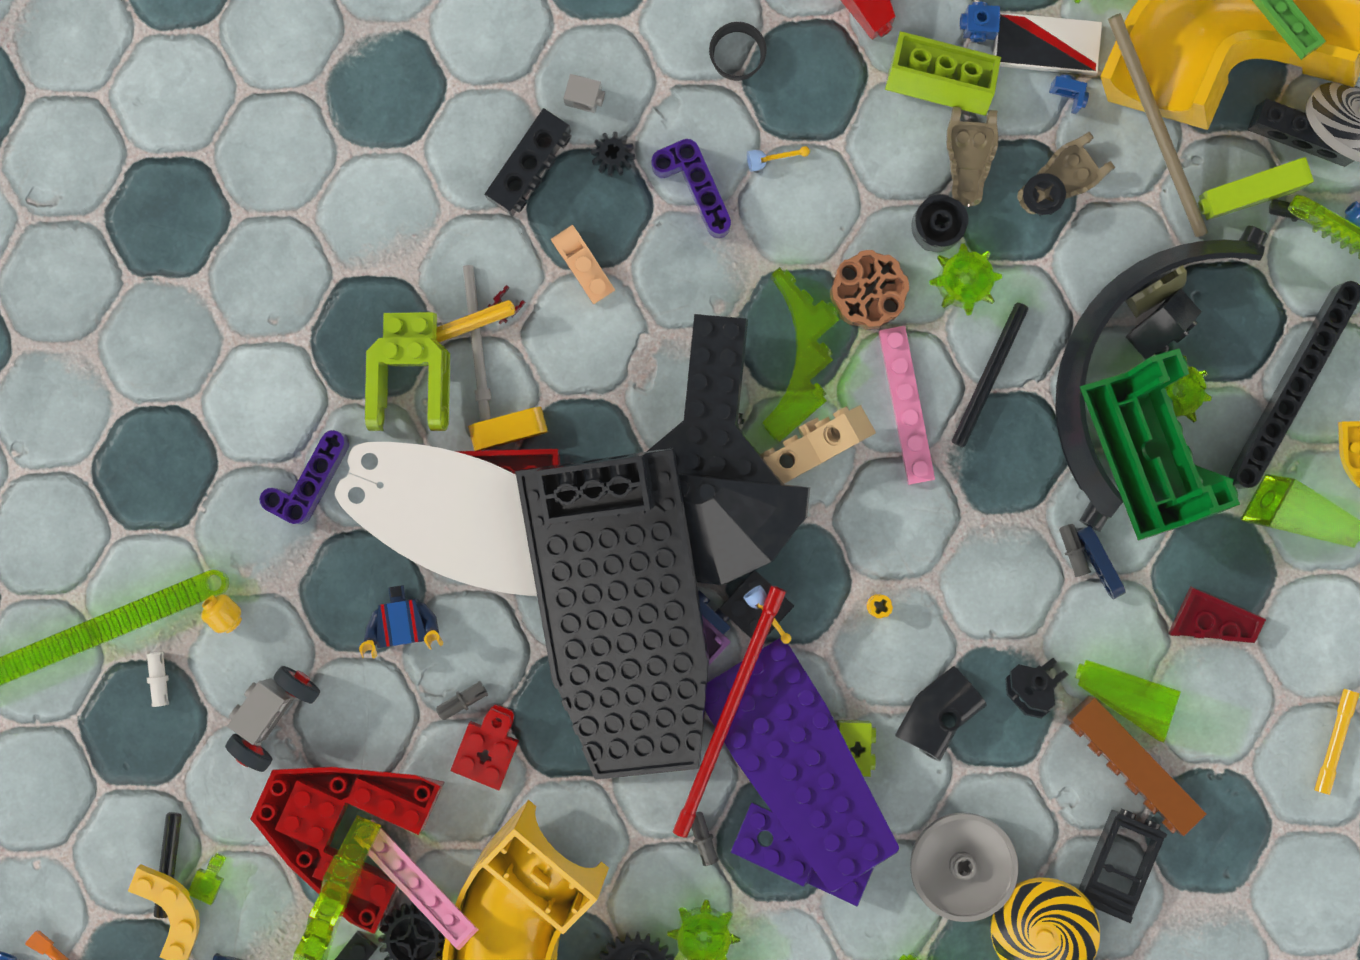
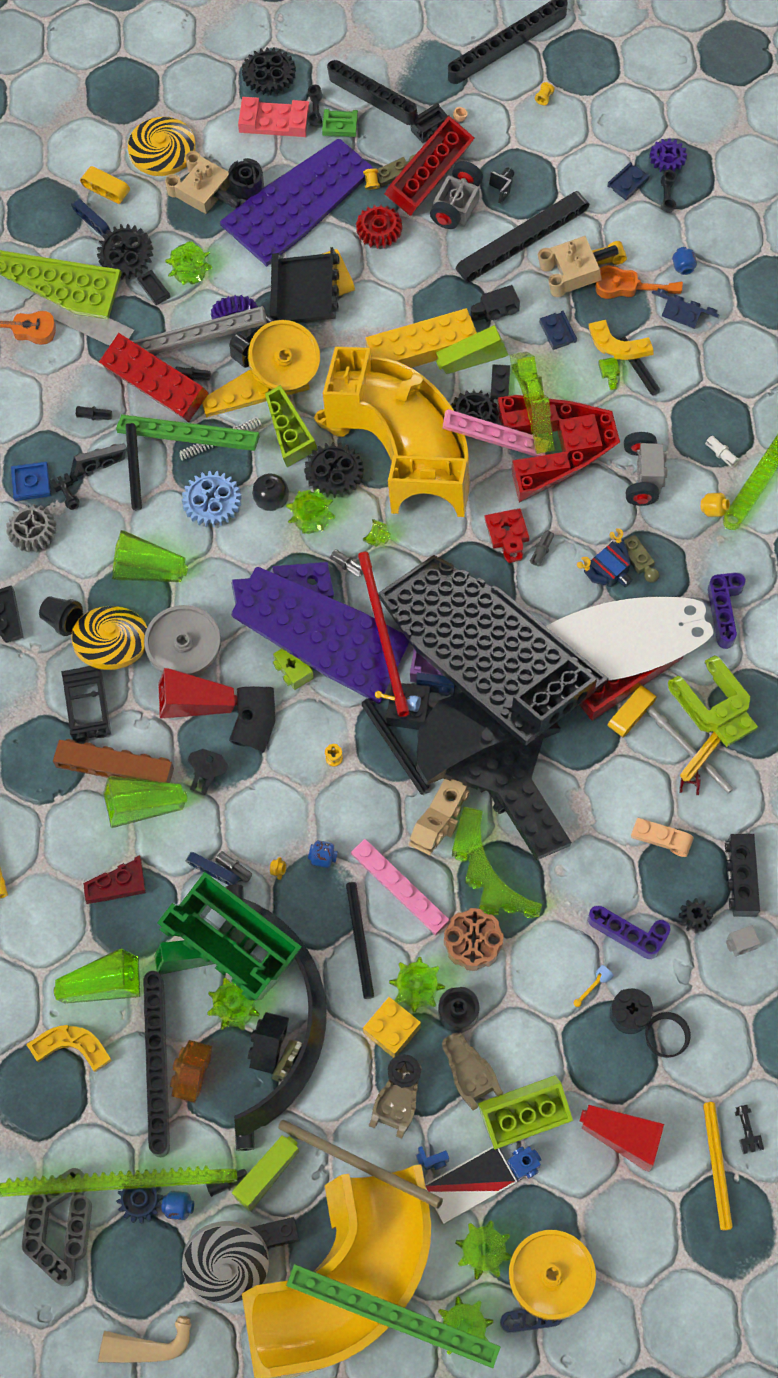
camera: 145 degrees right, 20 degrees down
(56, 903) = (681, 311): none -> dark blue bracket
(357, 608) = (641, 559): none -> olive plate
(643, 851) = (377, 534): none -> clear neon green piece
(758, 85) = (642, 1008): none -> black brick
(801, 583) = (395, 746): none -> black axle
(969, 496) = (322, 854): none -> blue head
(1000, 791) = (192, 696): none -> red slope
(1022, 253) = (391, 1027): none -> yellow brick
(1027, 515) = (278, 868): none -> yellow plate
(1267, 349) = (190, 1070): none -> clear orange brick

